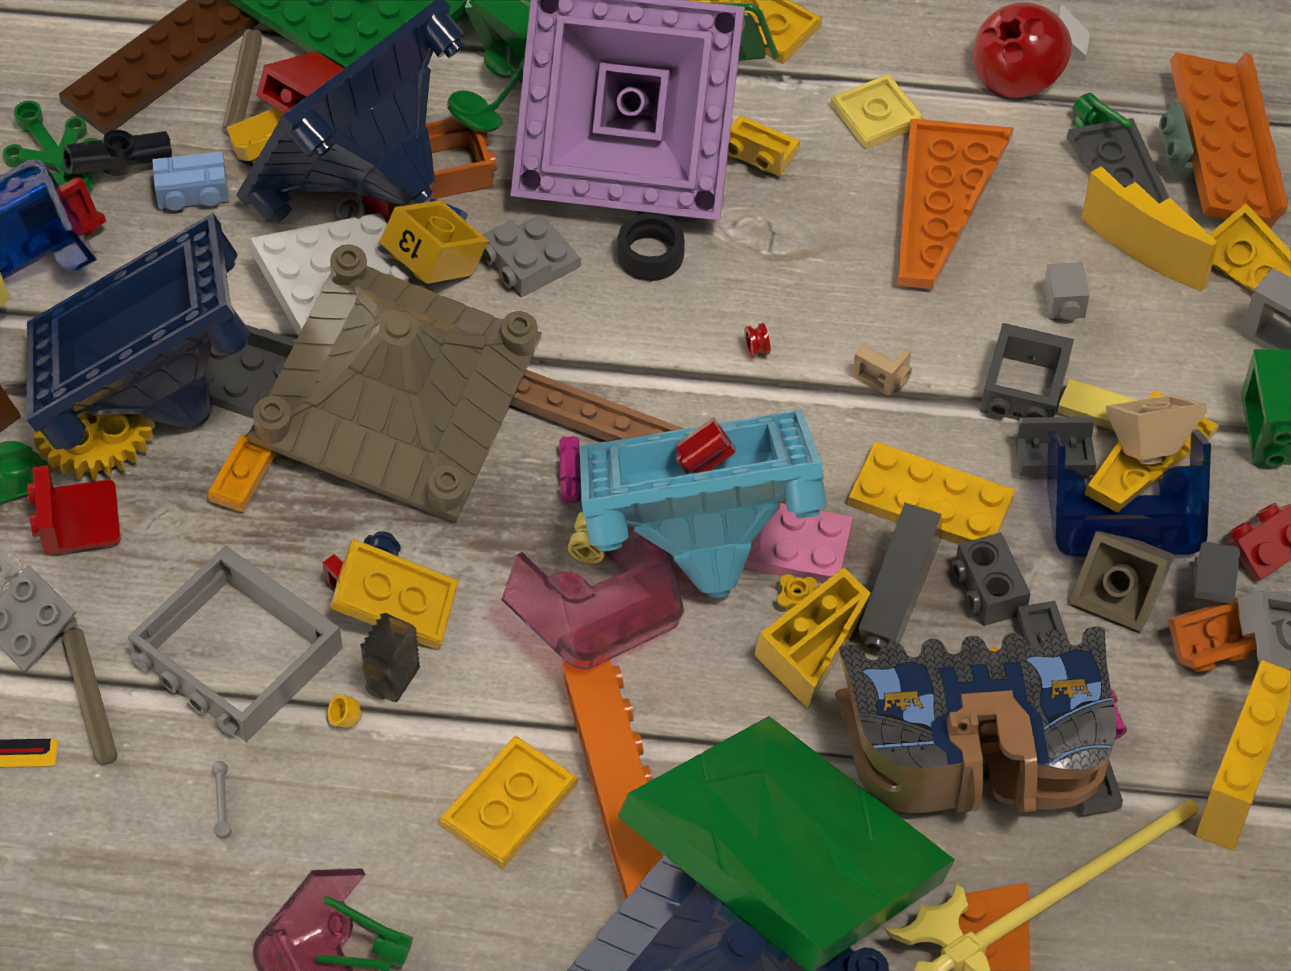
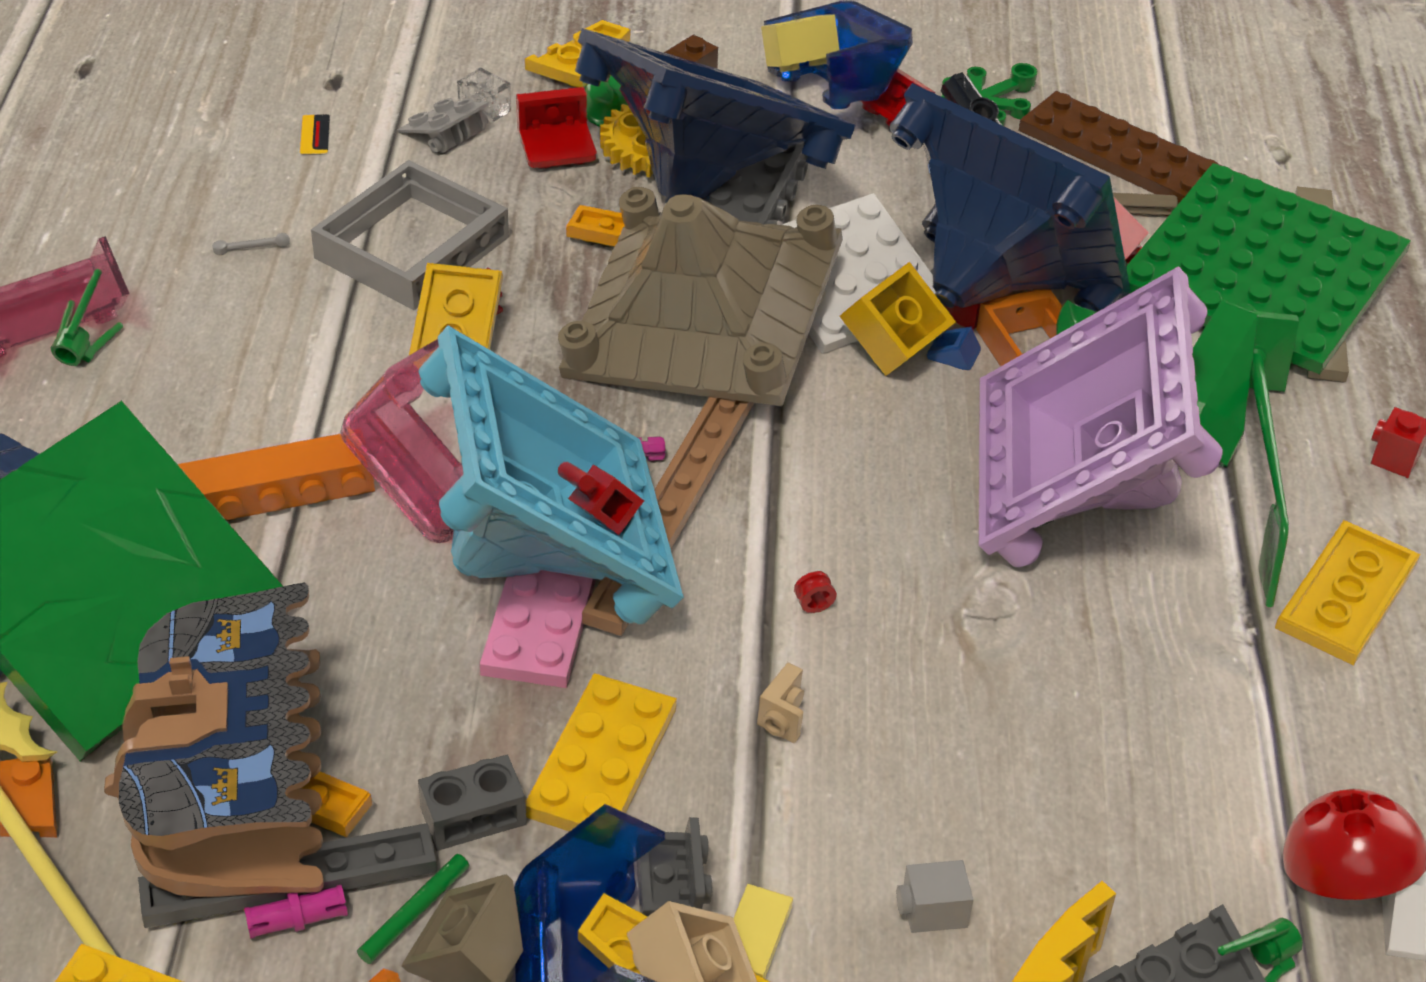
camera: 85 degrees right, 10 degrees down
(90, 696) = (364, 161): dark tan axle -> none
(344, 711) = (332, 304): yellow hinge -> none
(384, 541) = (521, 320): dark blue plate -> none
(389, 657) = (373, 313): clear smoke brick -> none
(508, 802) = (223, 418): yellow tile -> none
(529, 254) = (915, 409): light grey plate -> none
(650, 267) = (937, 522): black tyre -> none
(761, 145) = (1117, 591): yellow bracket -> none
(789, 584) = (462, 631): yellow plate -> none
(807, 638) = (388, 630): yellow wedge -> none
(875, 111) = (1216, 714): light yellow tile -> none
(901, 576) = (472, 709): dark grey slope -> none
(943, 184) = (1114, 776): orange wing -> none
(1031, 348) = (804, 884): dark grey window -> none
(1086, 621) = (412, 909): none -> green bar

